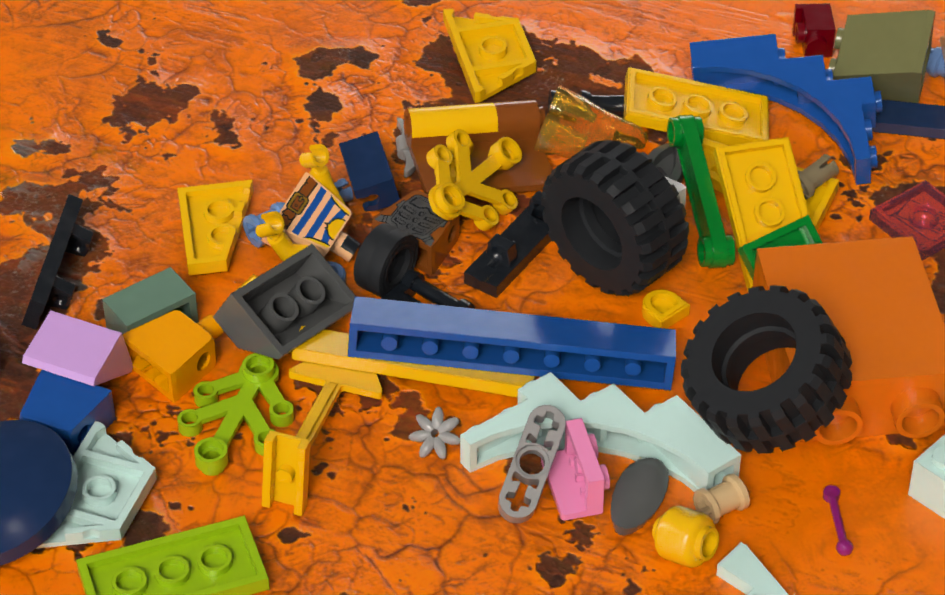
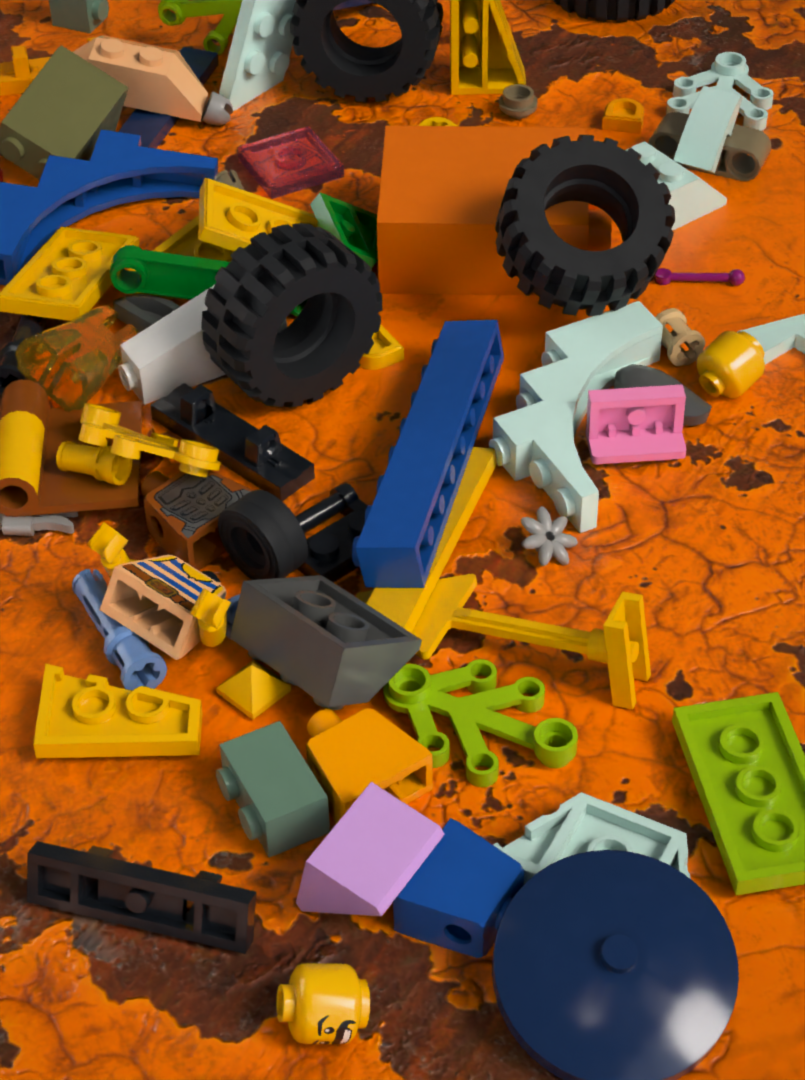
camera: 80 degrees left, 0 degrees up
(369, 171) = (57, 543): dark blue hinge -> none
(511, 487) = (646, 471): light grey beam -> none

